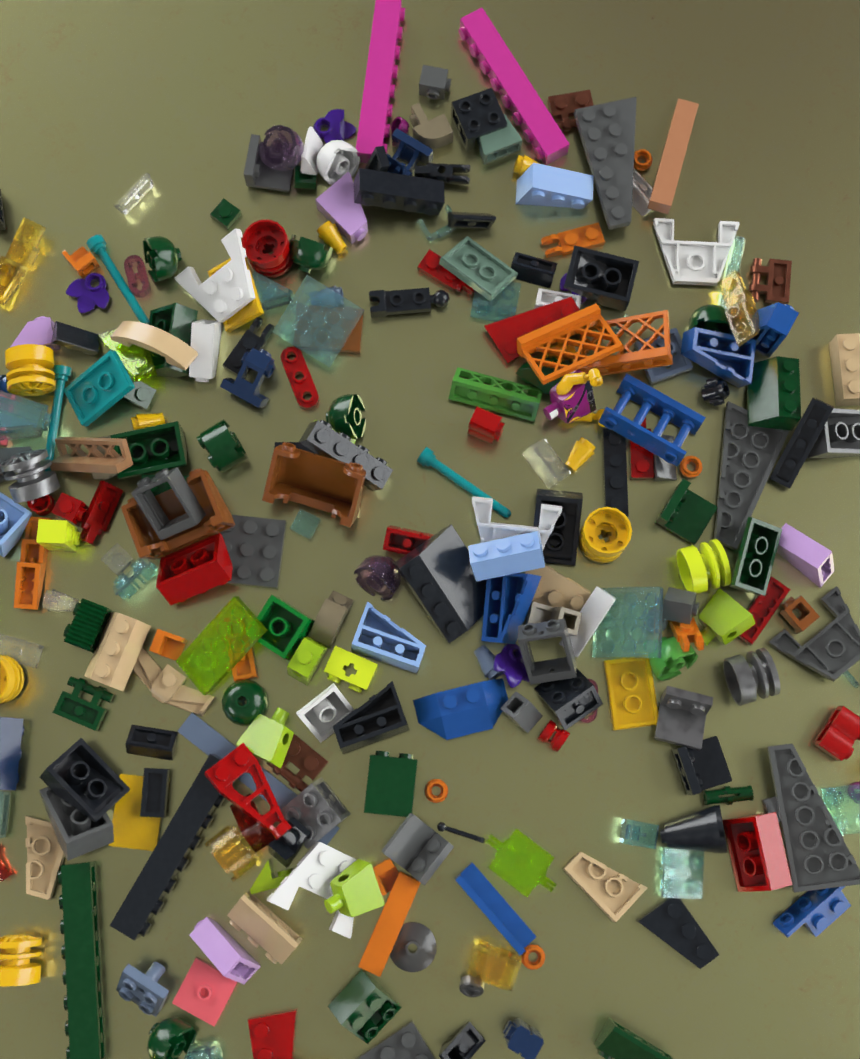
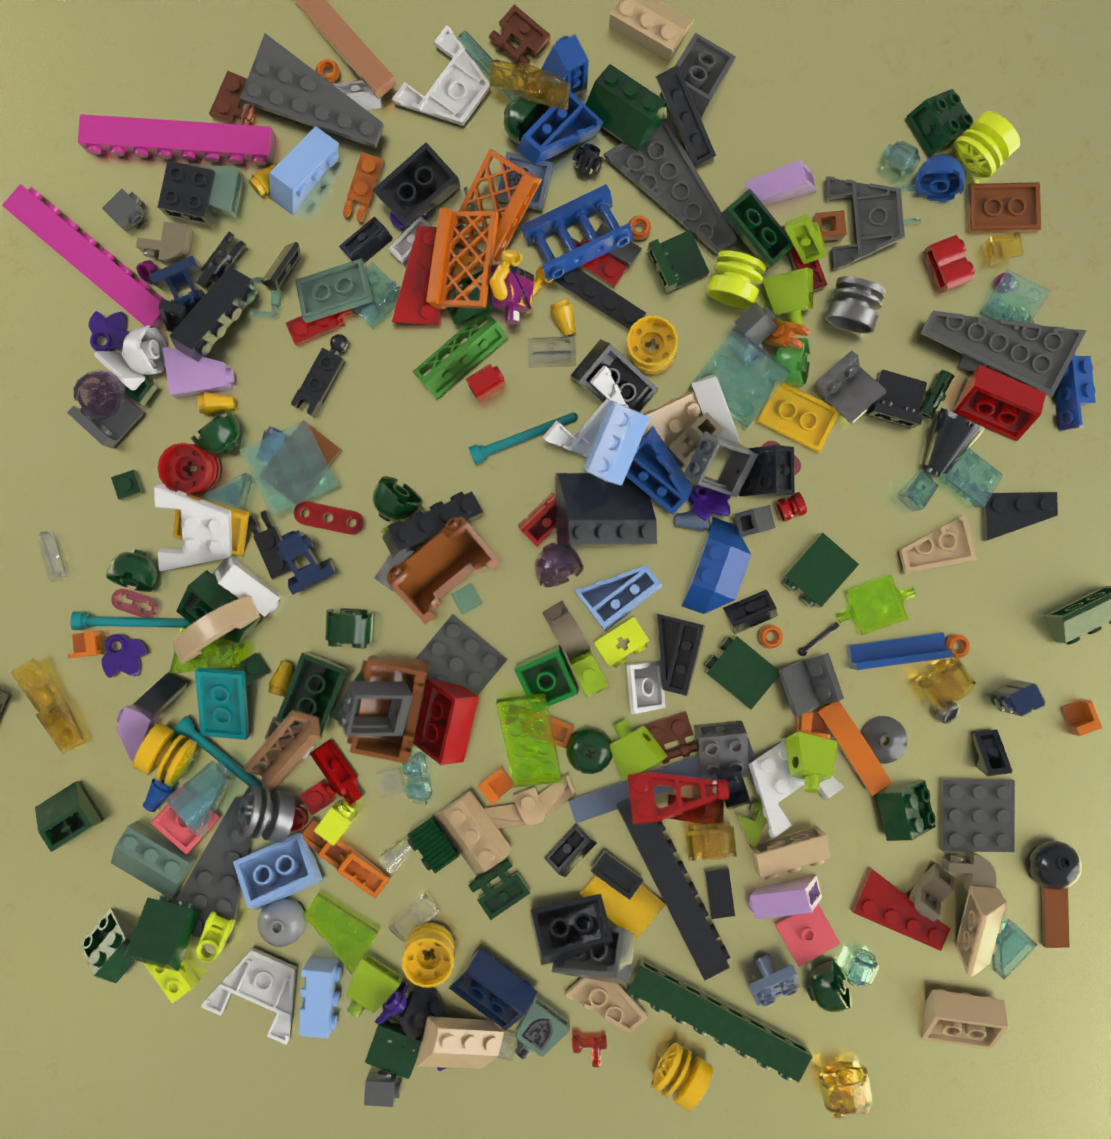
camera: 55 degrees left, 10 degrees up
(193, 891) = (719, 892): none -> black tile
(445, 761) = (751, 611): none -> black slope
(516, 794) = (819, 571): none -> dark green brick
(775, 599) = (806, 238): none -> lime slope

